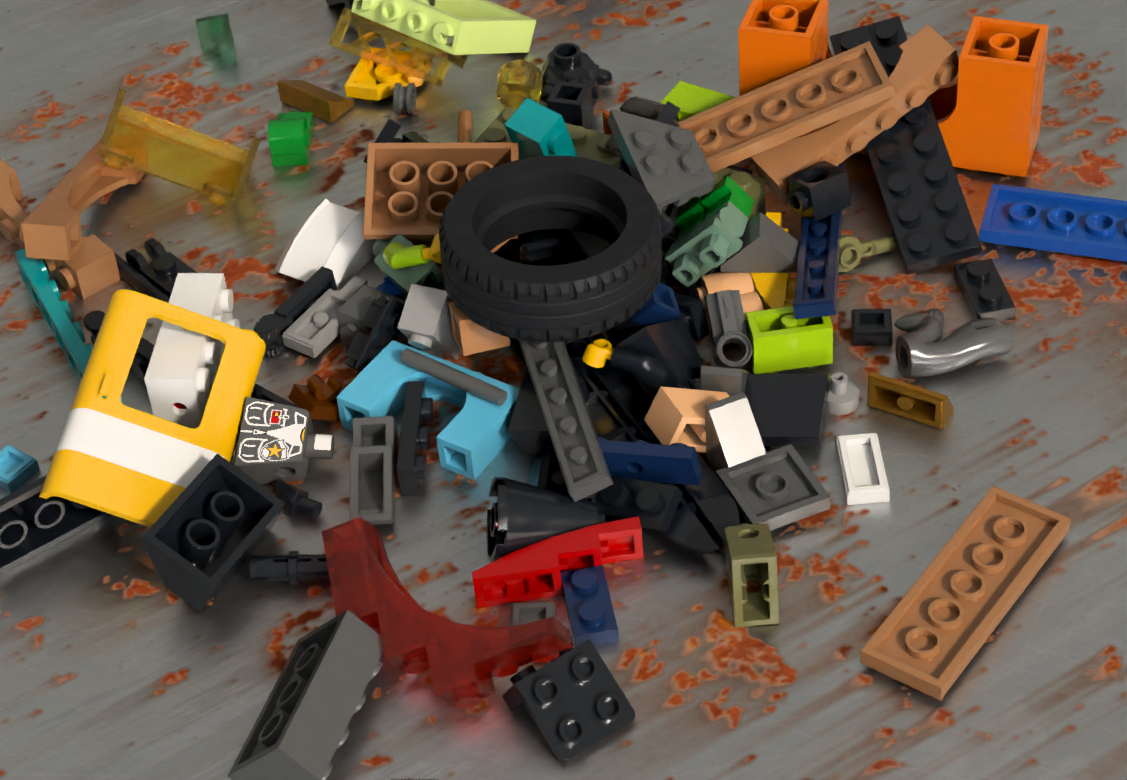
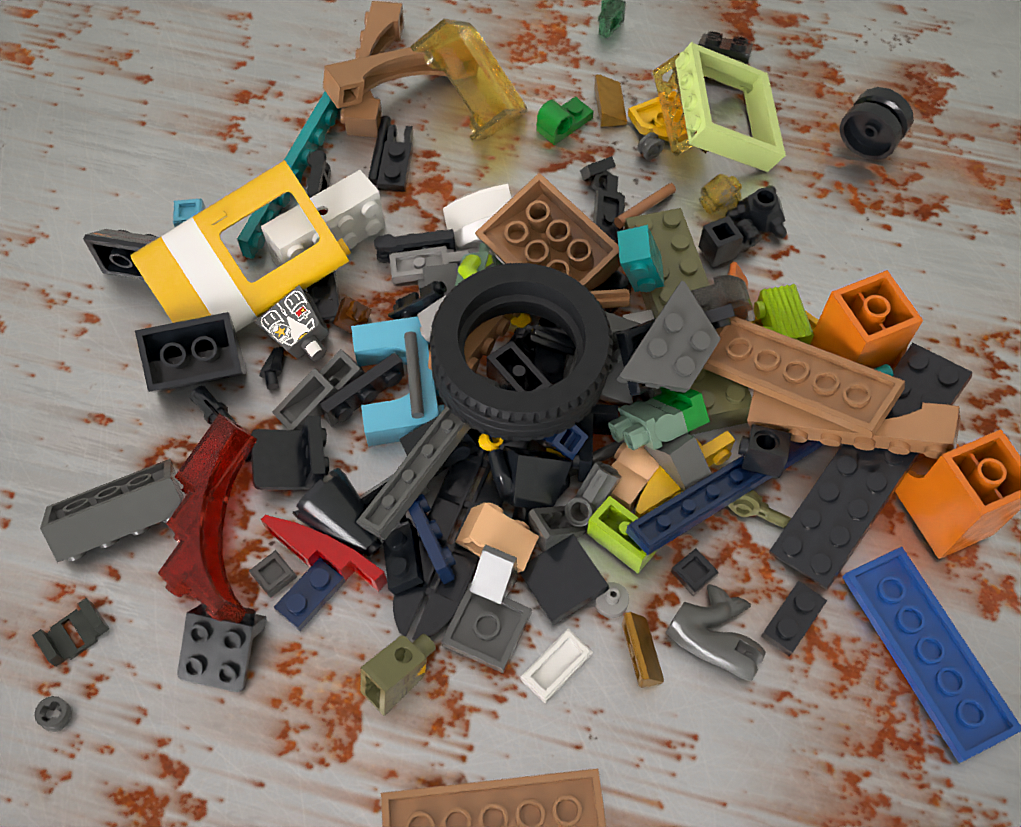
camera: 45 degrees right, 20 degrees up
(433, 521) = (290, 457): none -> black bracket

